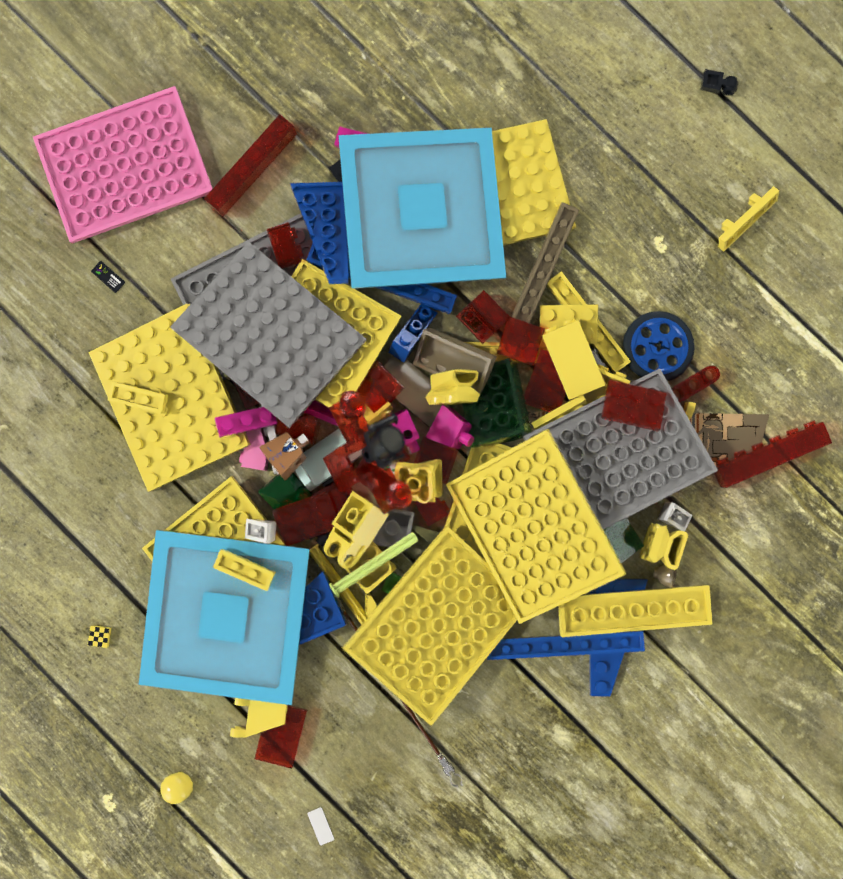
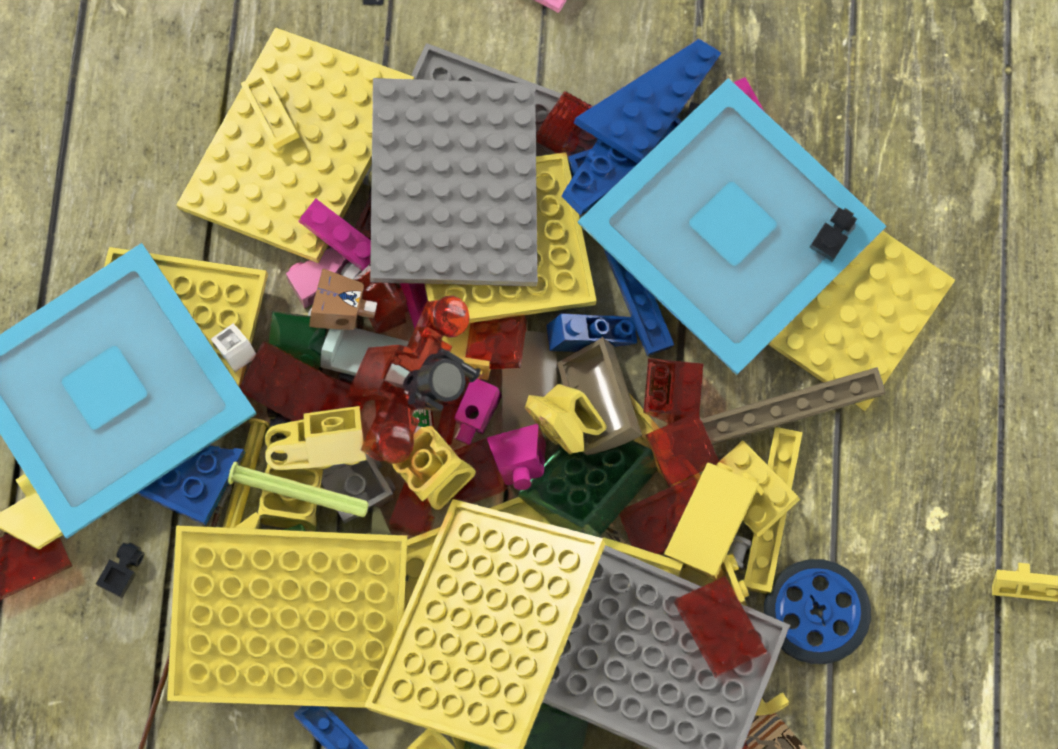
camera: 50 degrees right, 15 degrees down
(244, 569) = (176, 363): light yellow plate -> none
(251, 165) = (619, 24): clear red brick -> none
(313, 195) = (644, 110): none -> blue wing
(333, 691) = (116, 576): none -> black plate
(475, 163) = (830, 239): none -> black plate
(700, 380) = (821, 679): clear red beam -> none

